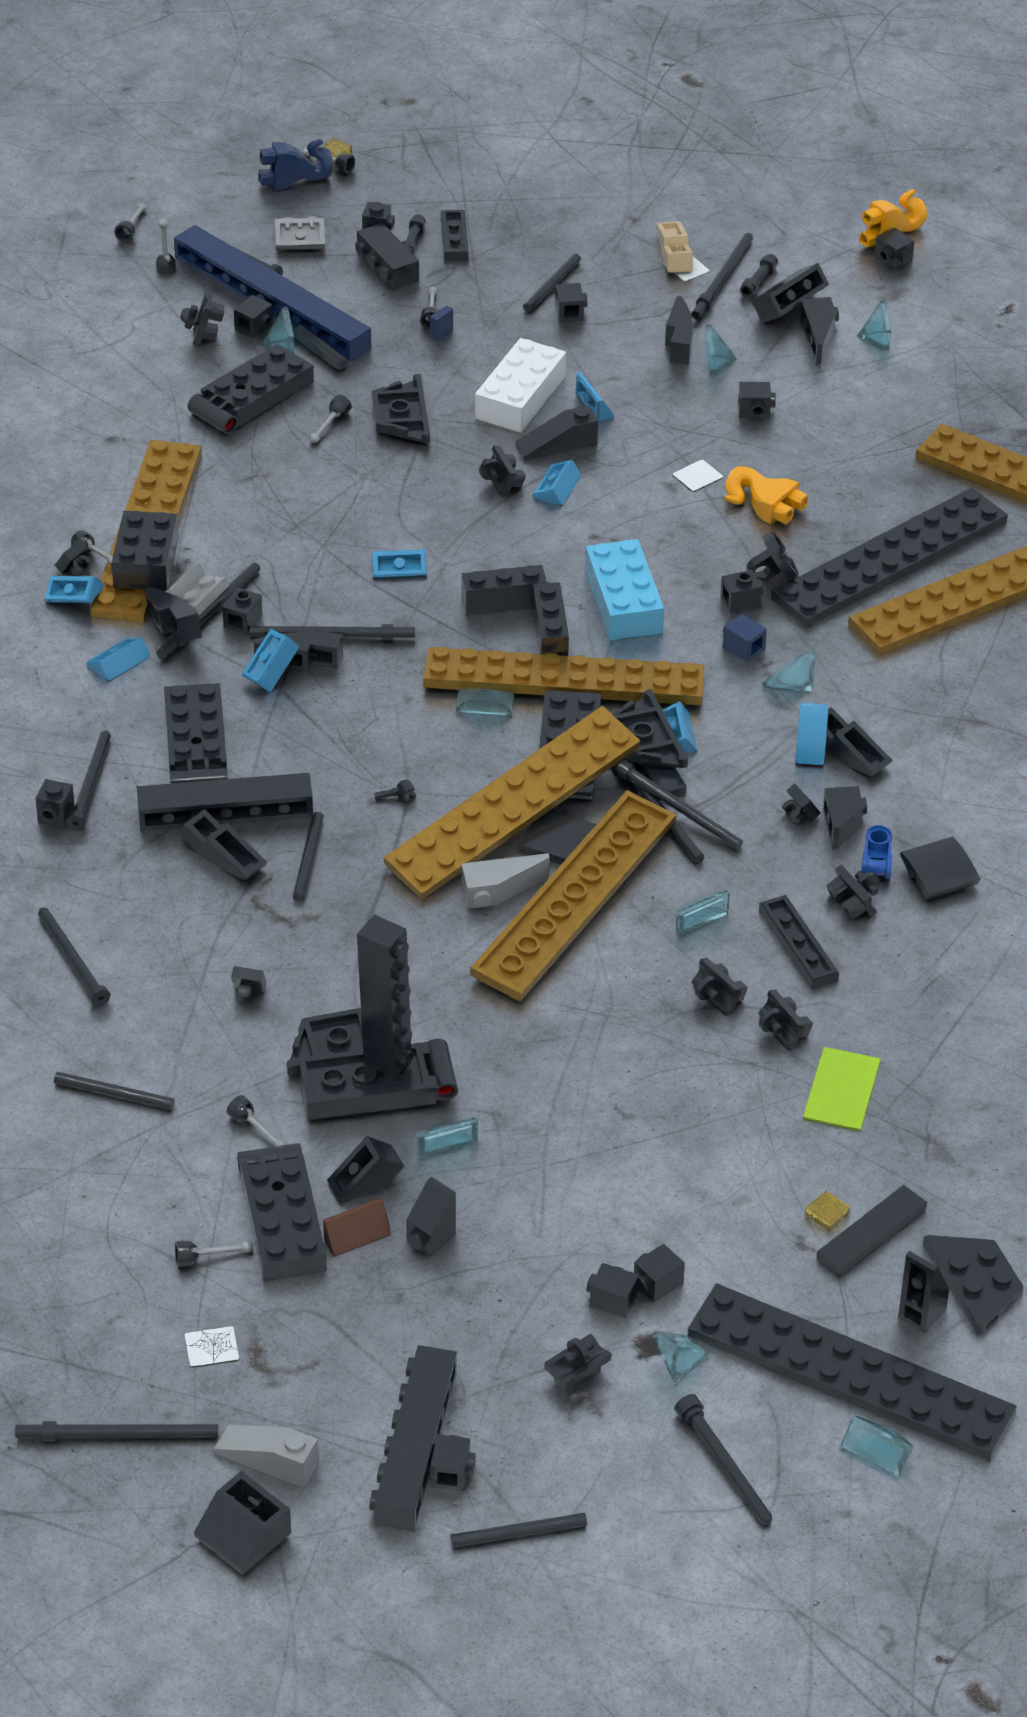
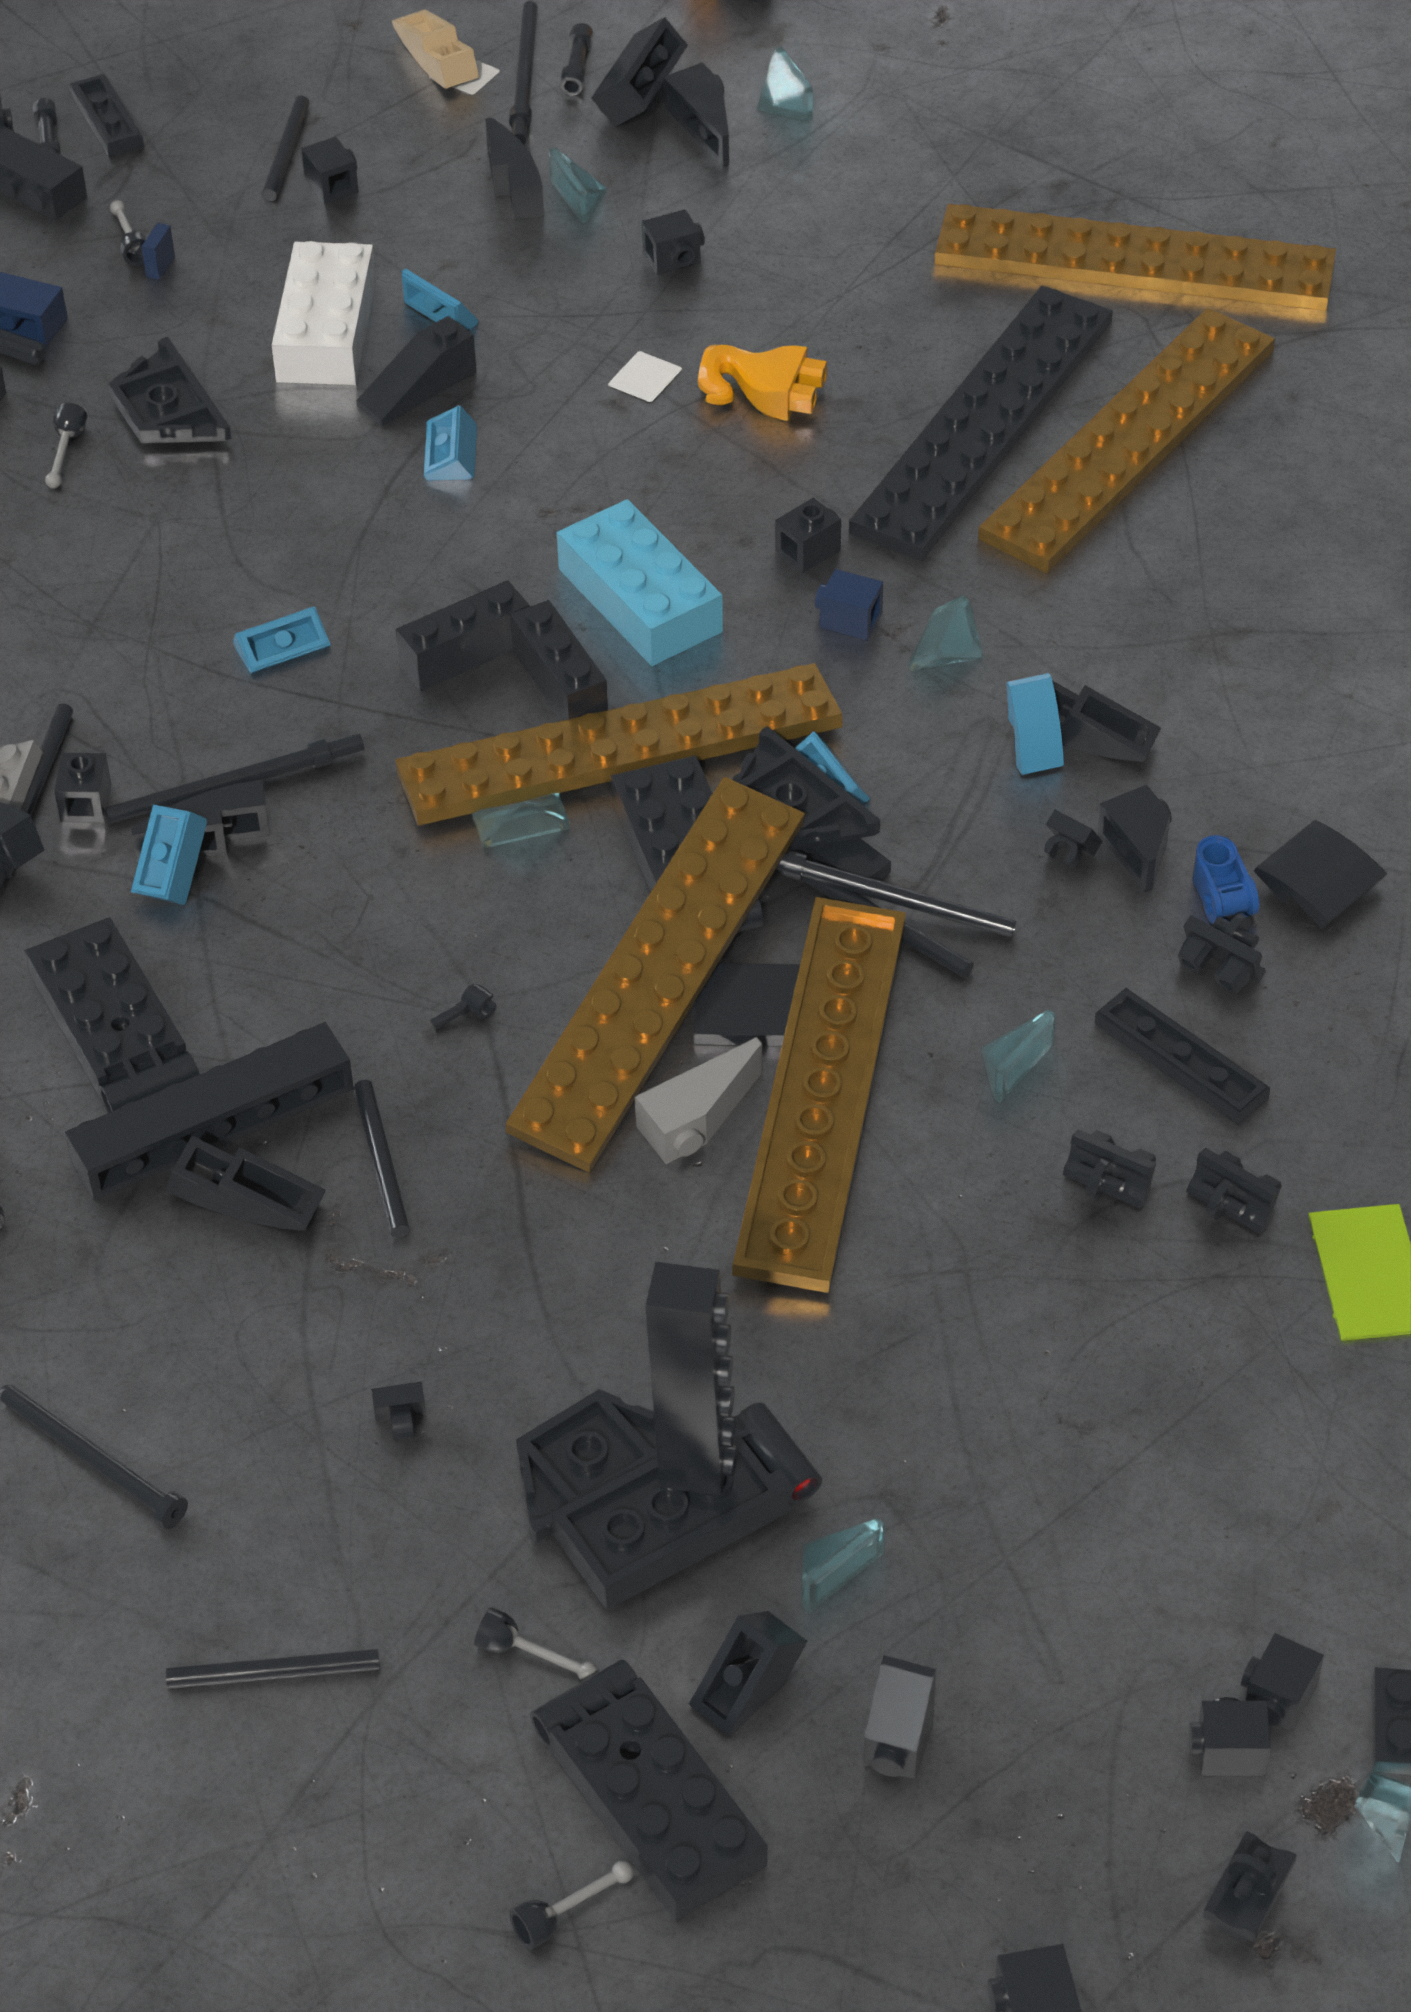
camera: 20 degrees left, 5 degrees up
(356, 1227) = (783, 1774): reddish brown slope -> none
(502, 471) = (360, 449): black hips -> none
(774, 559) = (832, 475): black tile -> none

